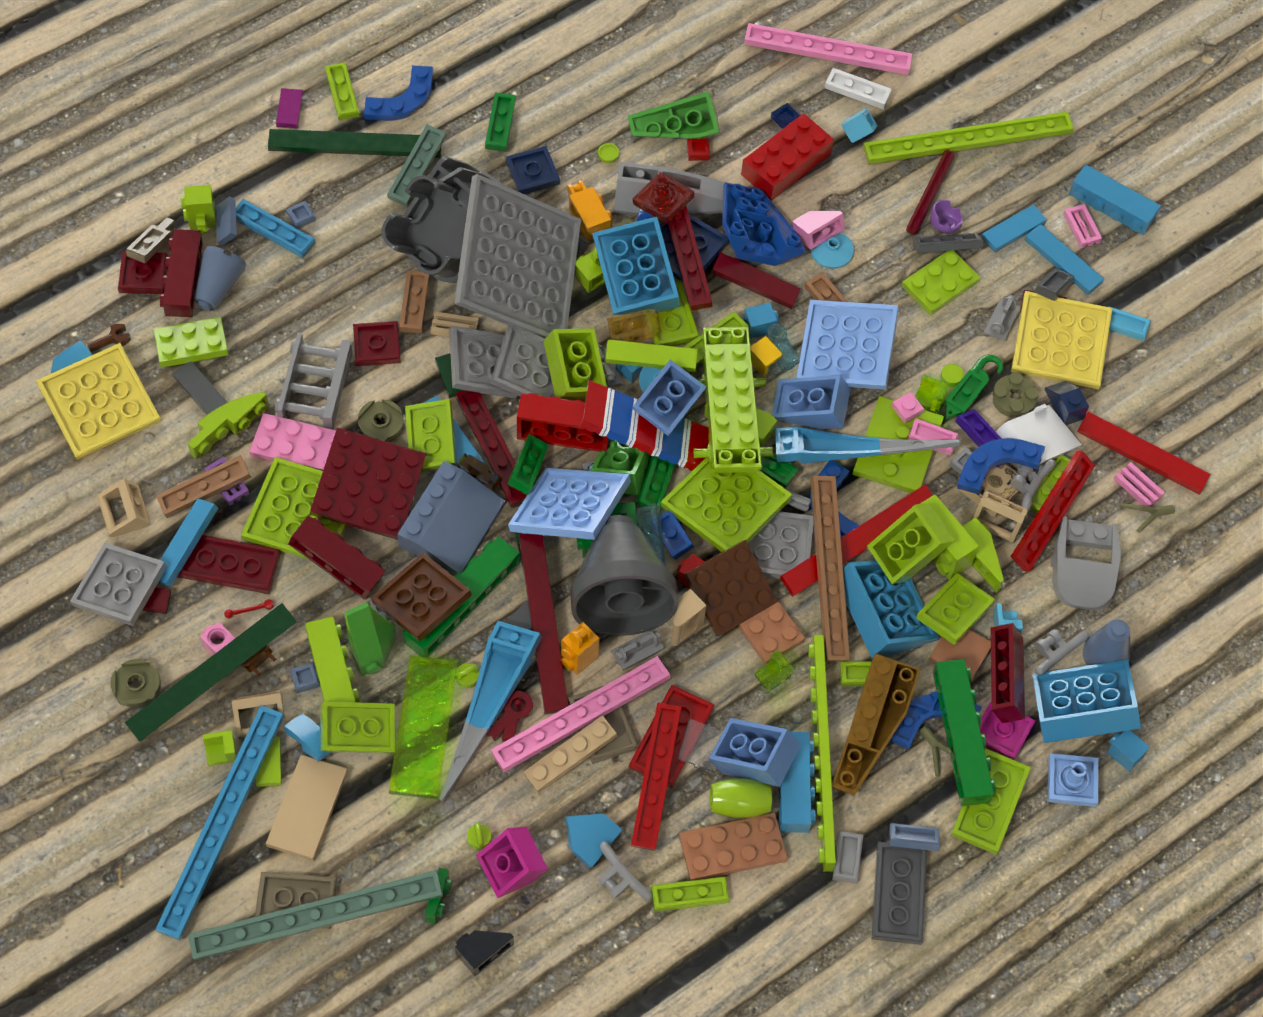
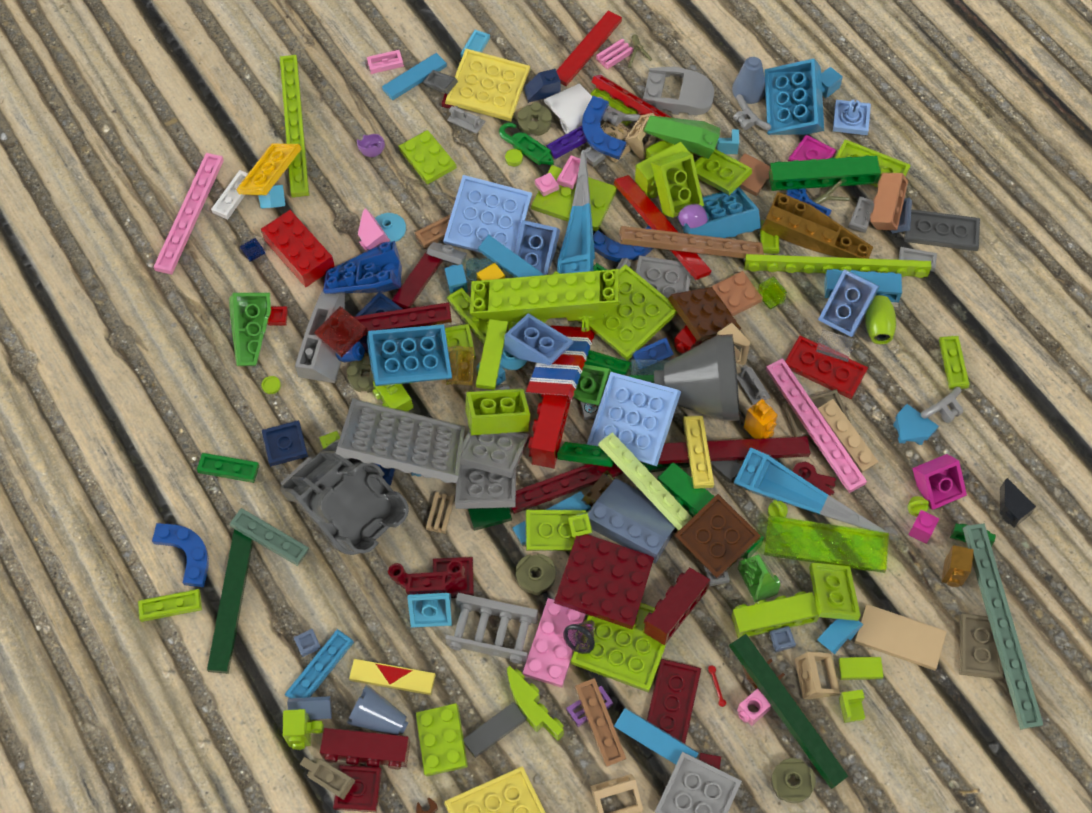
camera: 80 degrees left, 0 degrees up
(219, 823) = (923, 703): dark azure plate -> none
(261, 294) = (392, 677): none -> light yellow tile
(289, 108) = (183, 652): magenta tile -> none
(301, 462) = (580, 636): none -> hat
(337, 318) = (430, 610): none -> medium azure slope
(364, 312) = (428, 582): none -> dark red plate
(389, 864) = (957, 566): none -> pearl gold brick
(414, 302) = (414, 543): medium nougat plate -> none
(432, 454) = (580, 524): none -> lime plate
(447, 836) = (923, 526): none -> dark pink brick
(491, 519) = (645, 481): none -> yellowish green plate
(531, 577) = (698, 452): none -> light yellow tile
(589, 208) = (331, 400): light orange brick -> none
(656, 776) = (866, 374): red plate -> none
(732, 847) = (916, 333): nougat plate -> none
(784, 372) = (506, 258): none -> dark azure tile
(796, 308) = (446, 253): none -> light grey plate
(866, 565) = (693, 215): none -> medium lavender hair
(891, 113) = (268, 169): none -> yellow tile
(910, 788) = (861, 215): none -> light grey plate
(926, 814) = (889, 201): none -> nougat brick
(930, 192) = (342, 155): dark red axle -> none
(931, 393) = (531, 170): clear neon green panel -> none
(947, 242) = (393, 147): dark grey tile -> none
(1001, 562) = (695, 135): none -> bright green wedge
(1007, 673) = (775, 141): dark red brick -> none
(1013, 228) = (382, 104): dark azure tile -> none
(1114, 199) = (365, 37): dark azure brick -> none

